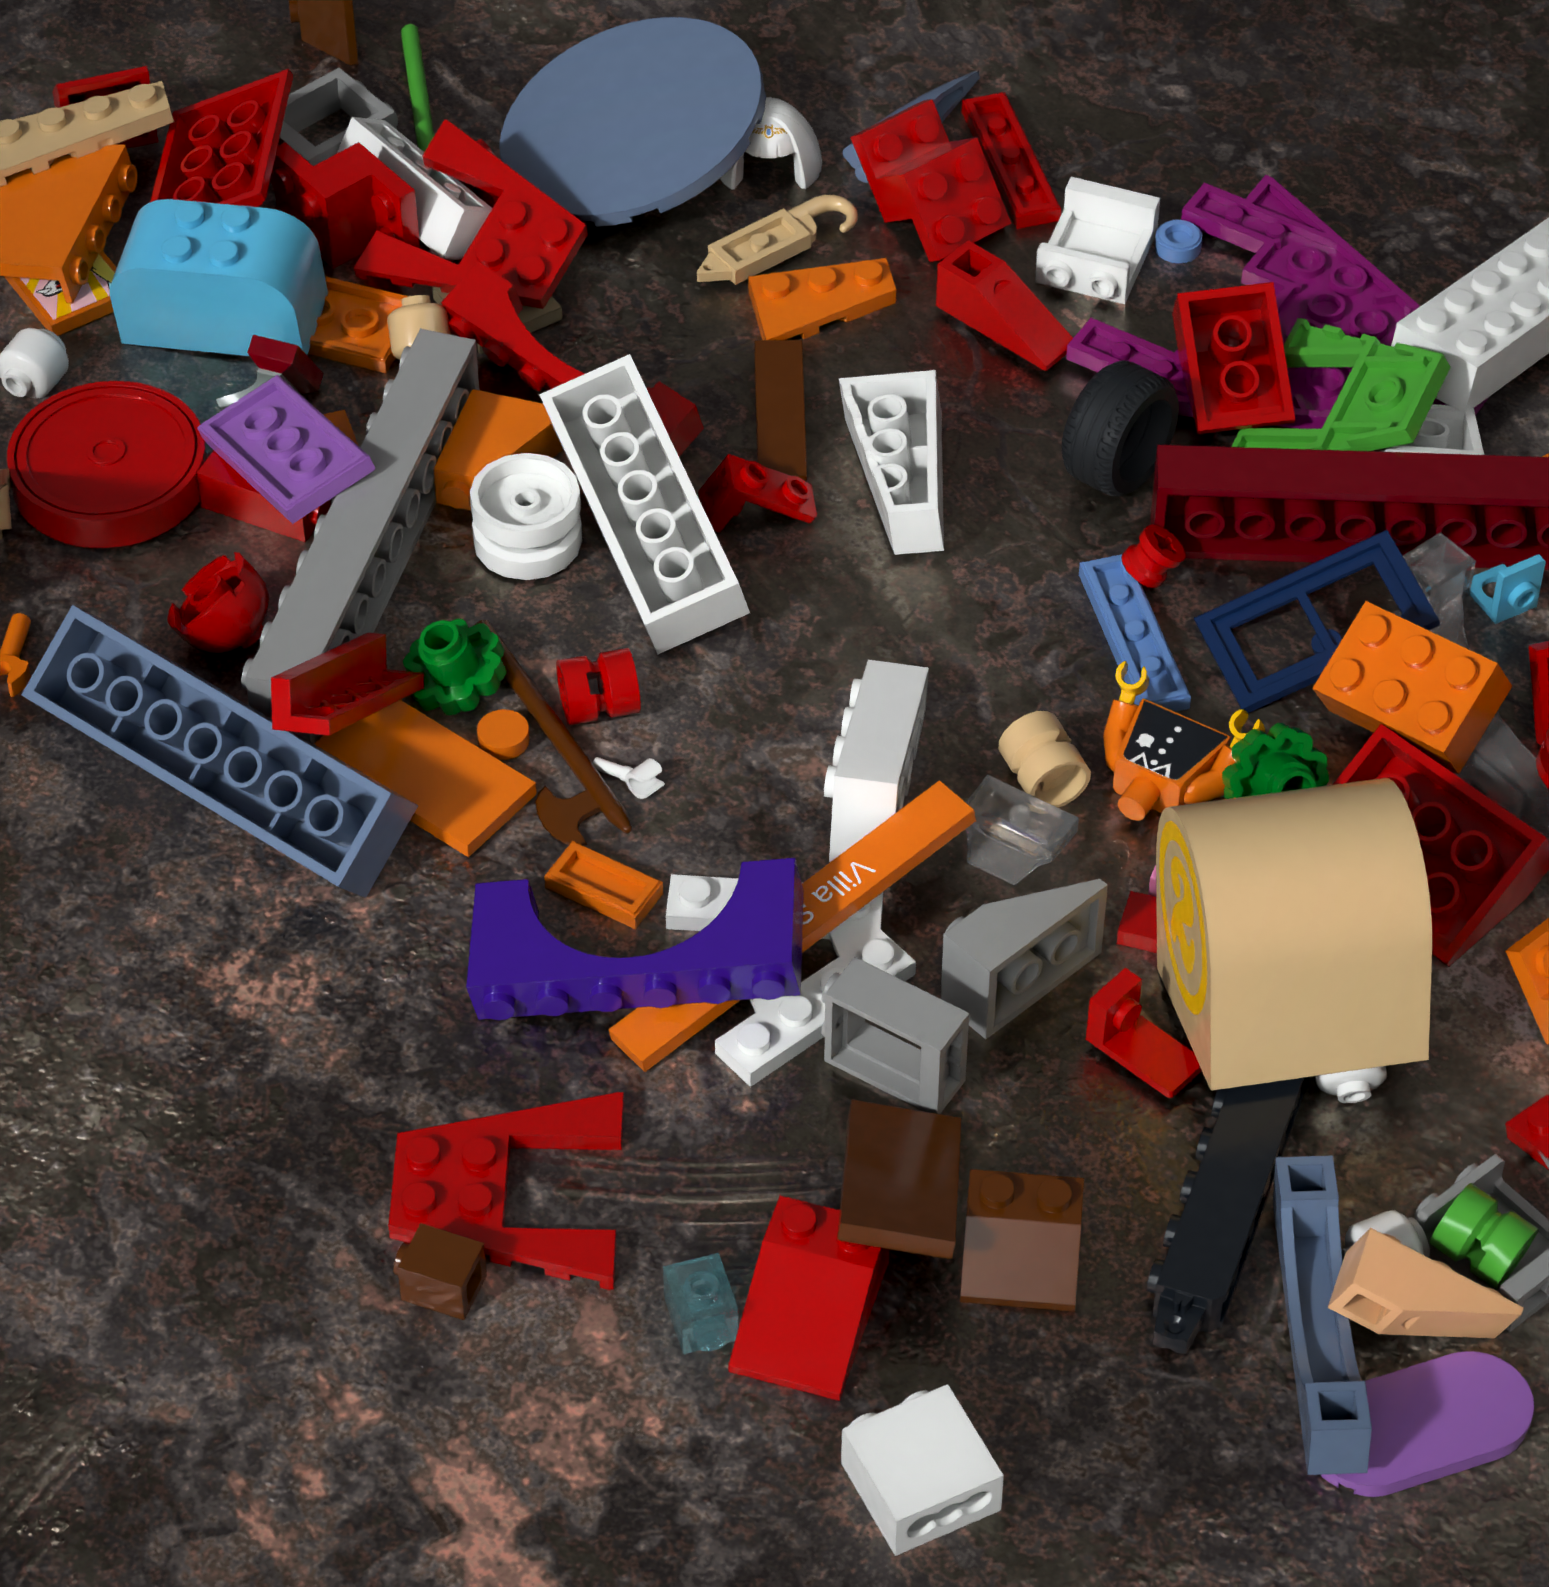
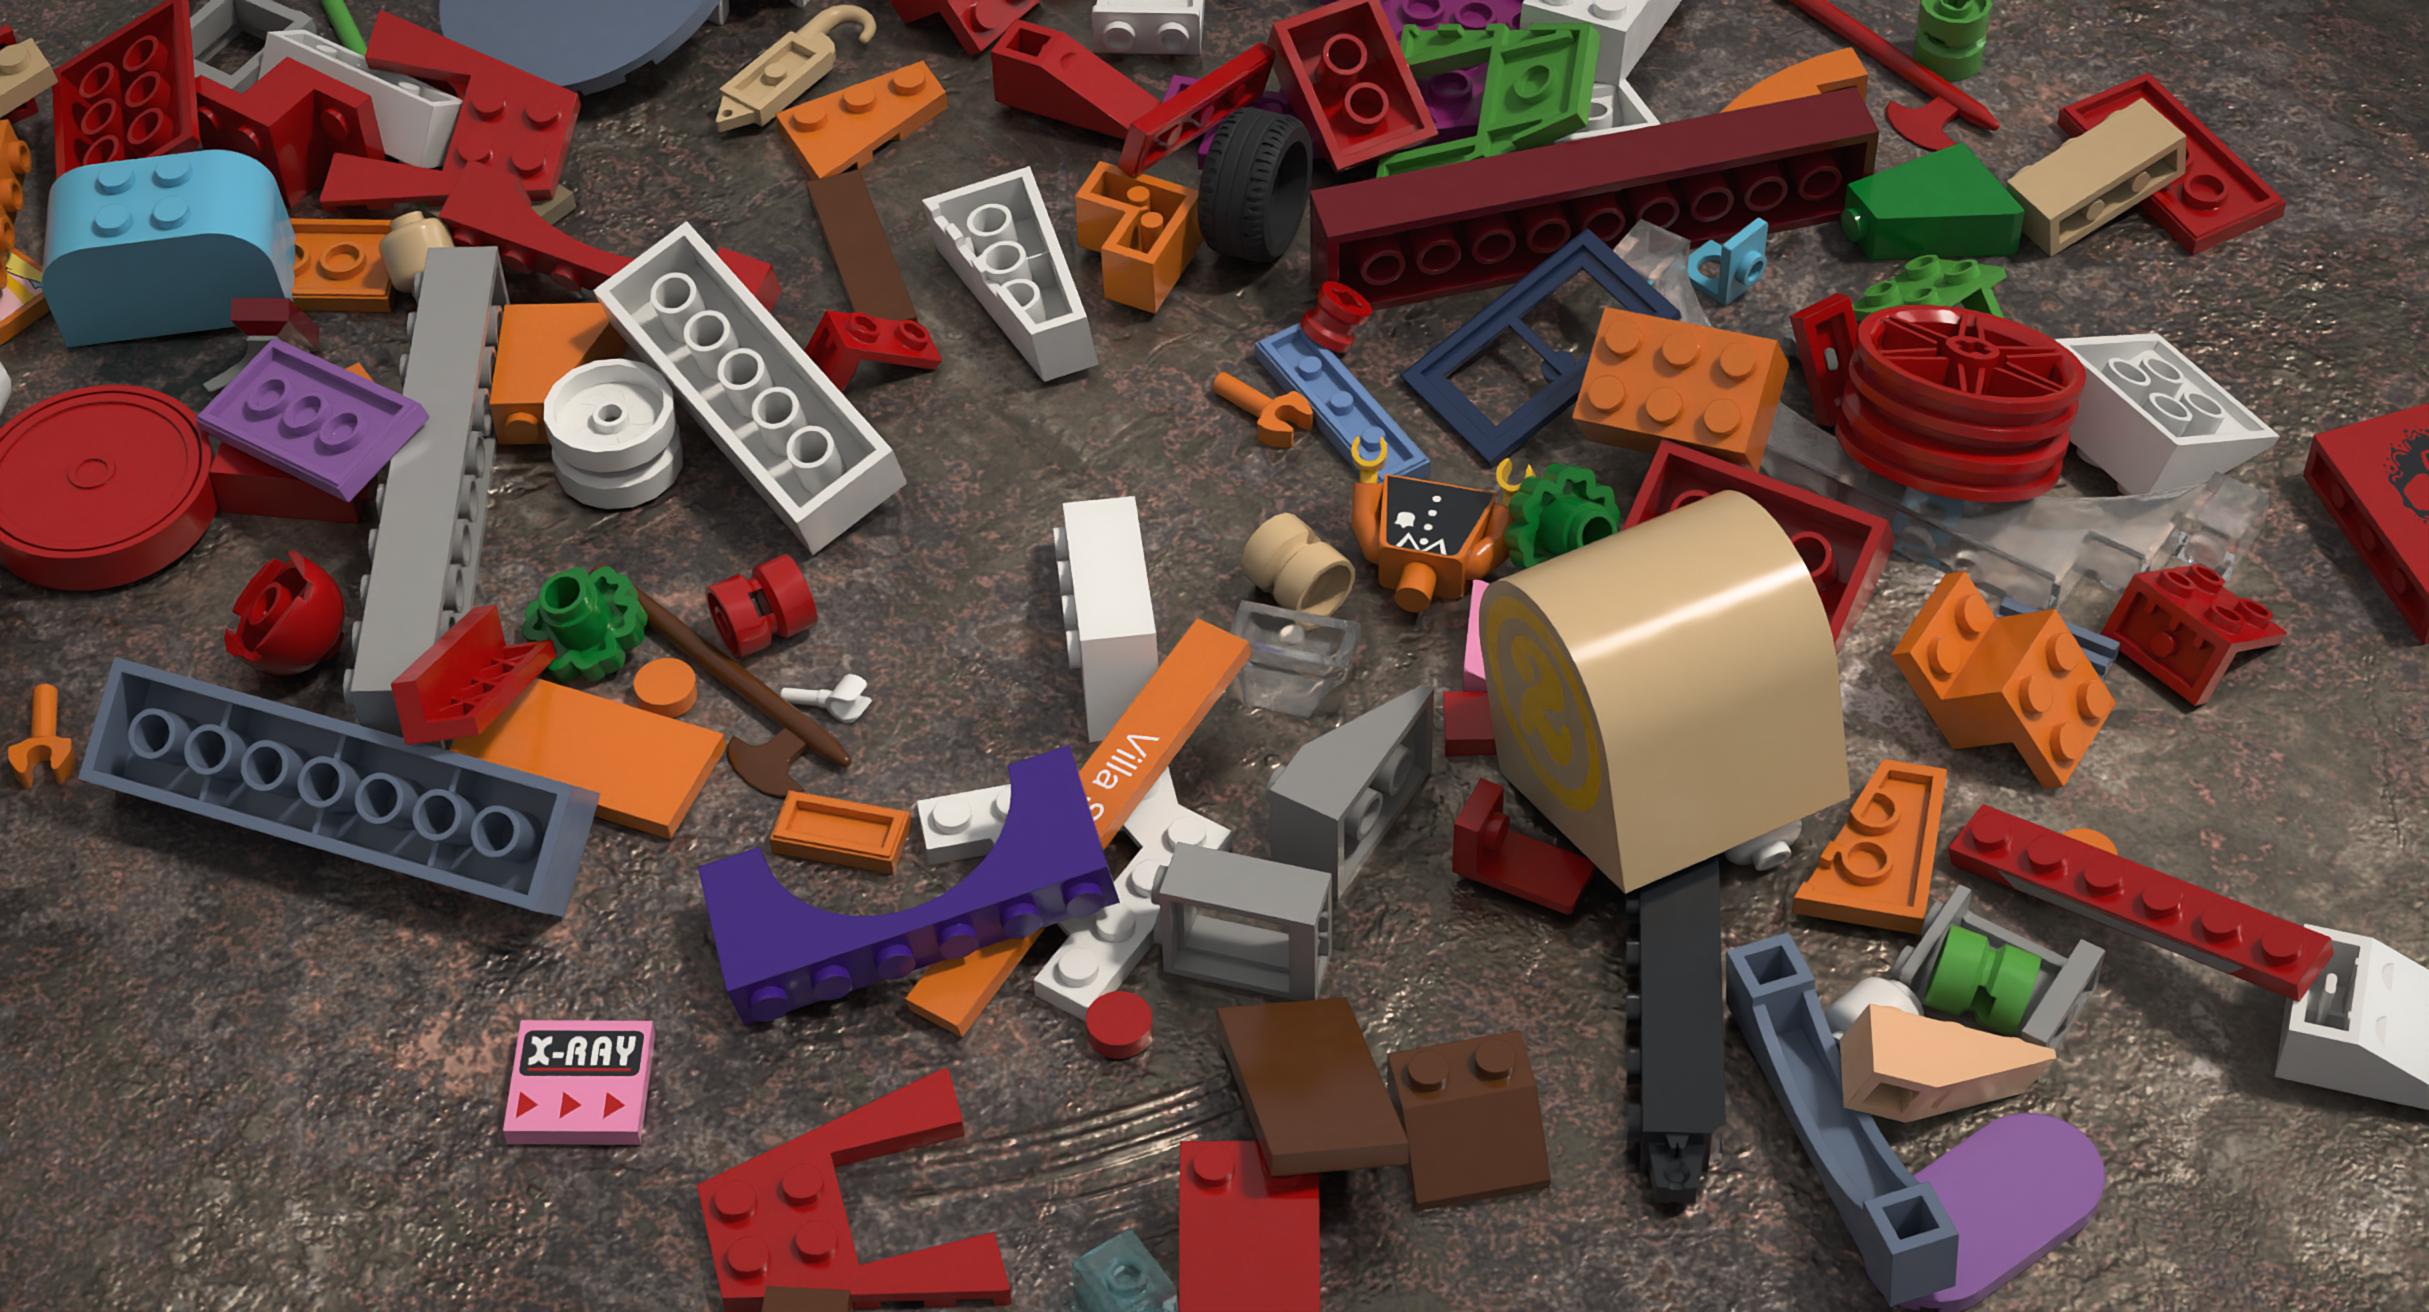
camera: 15 degrees left, 0 degrees up
(334, 1030) = (579, 1082): none -> bright pink tile
(772, 1093) = (1119, 1024): none -> red tile
(1012, 447) = (1142, 231): none -> orange brick
(1072, 624) = (1270, 412): none -> orange bar
(1091, 352) = (1196, 109): none -> red tile
(1450, 1114) = (1883, 855): none -> orange wing

